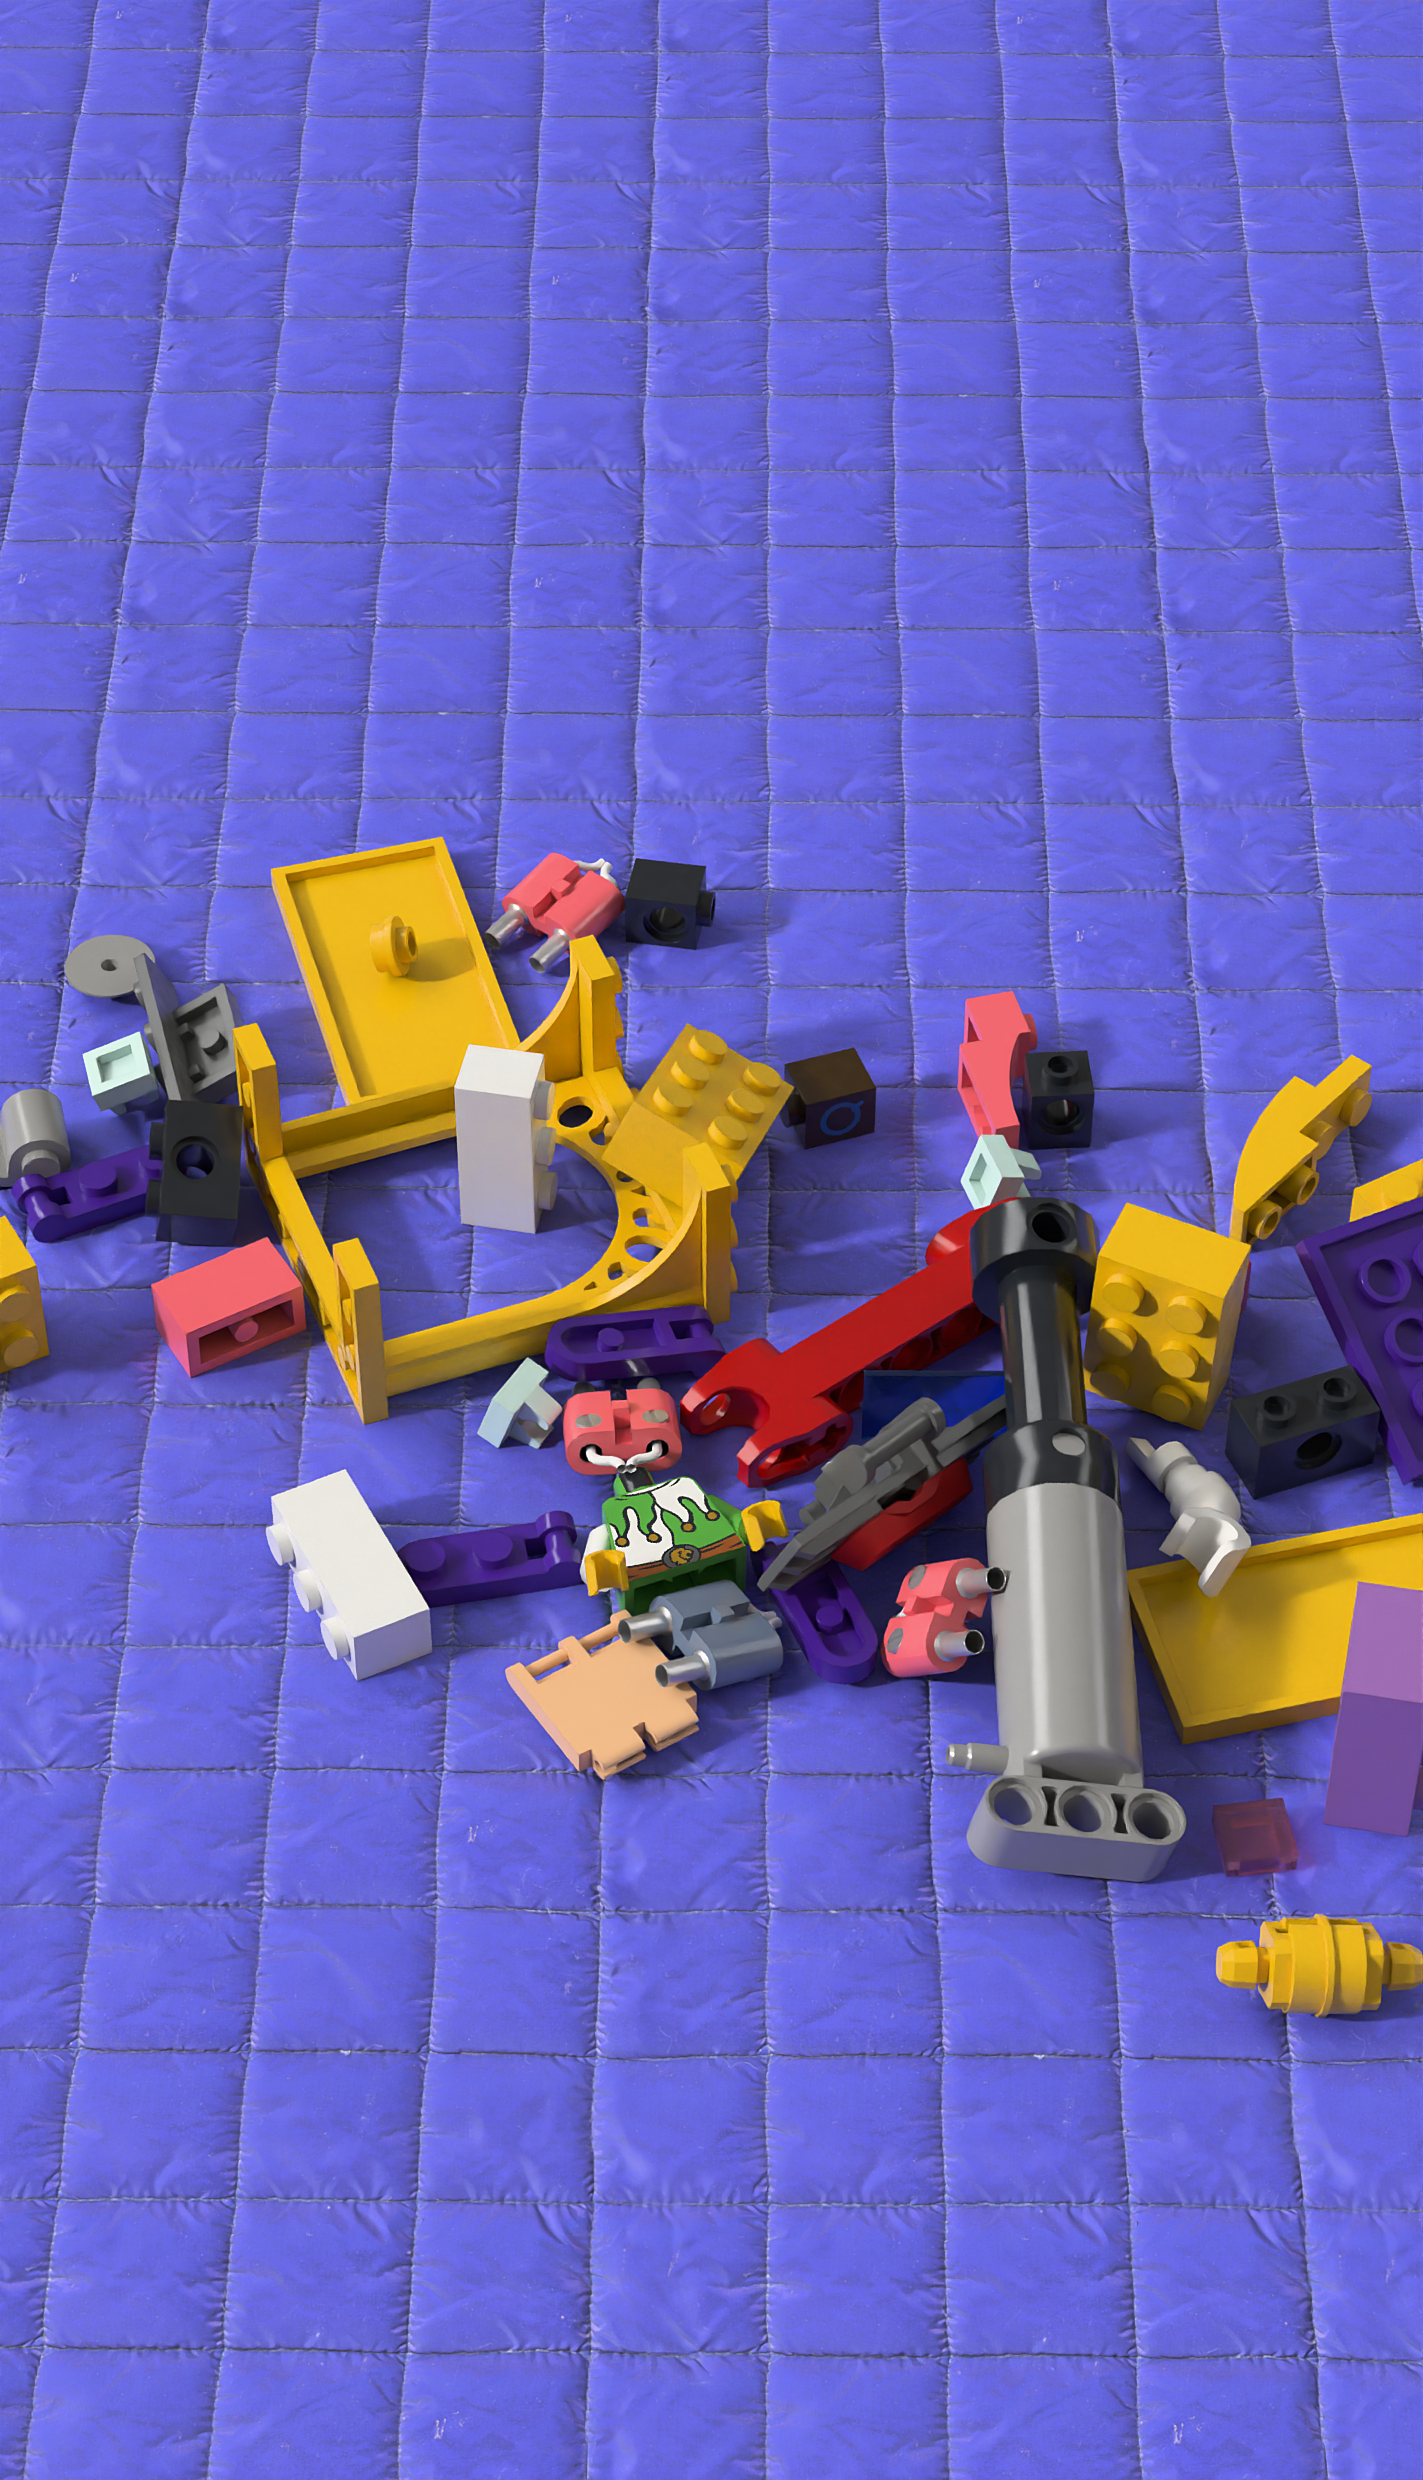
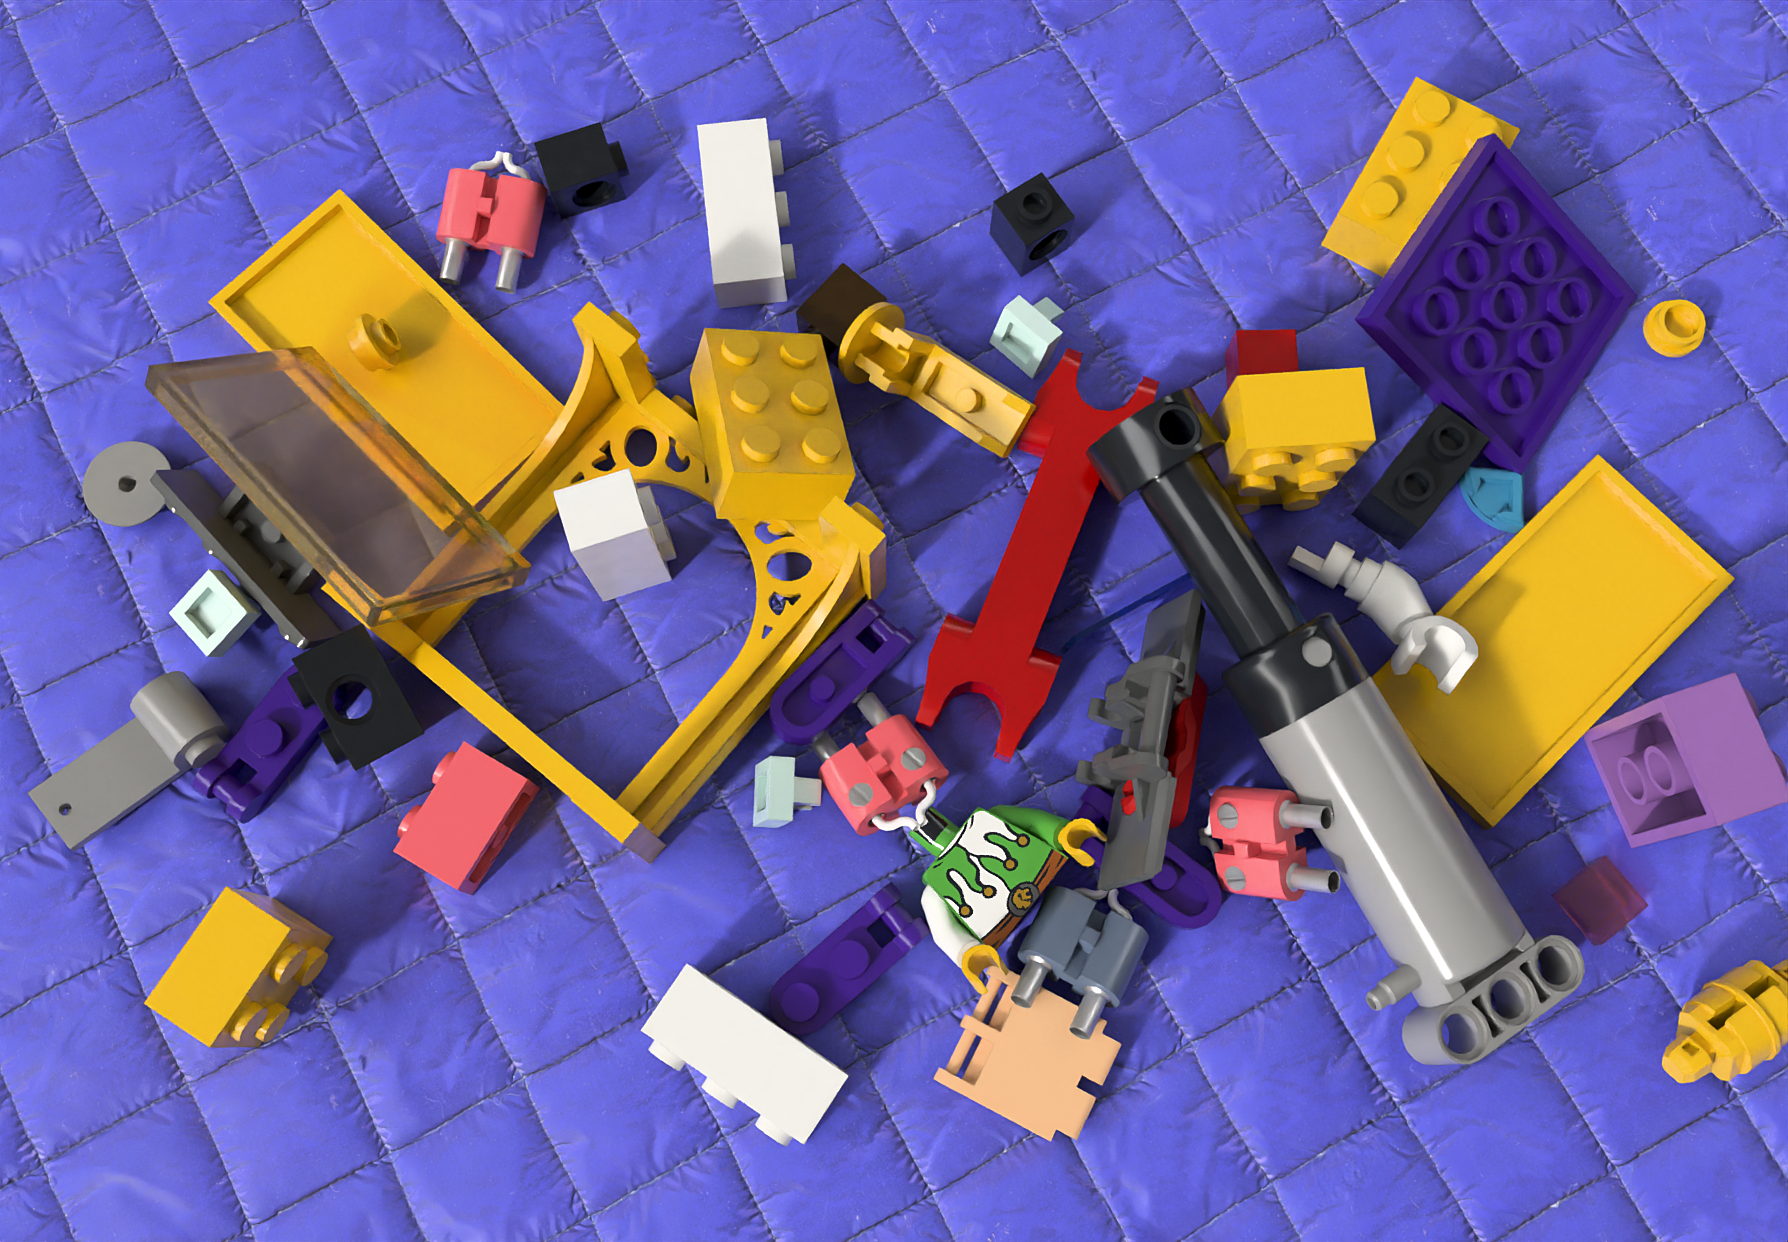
camera: 30 degrees left, 30 degrees up
(298, 995) = (338, 482): none -> clear yellow tile
(794, 987) = (745, 213): none -> white brick
(846, 1126) = (932, 376): none -> yellow piece
(991, 1061) = (945, 185): coral slope -> none
(1288, 1140) = (1236, 189): yellow slope -> none
(1380, 1490) = (1495, 496): none -> dark azure tile

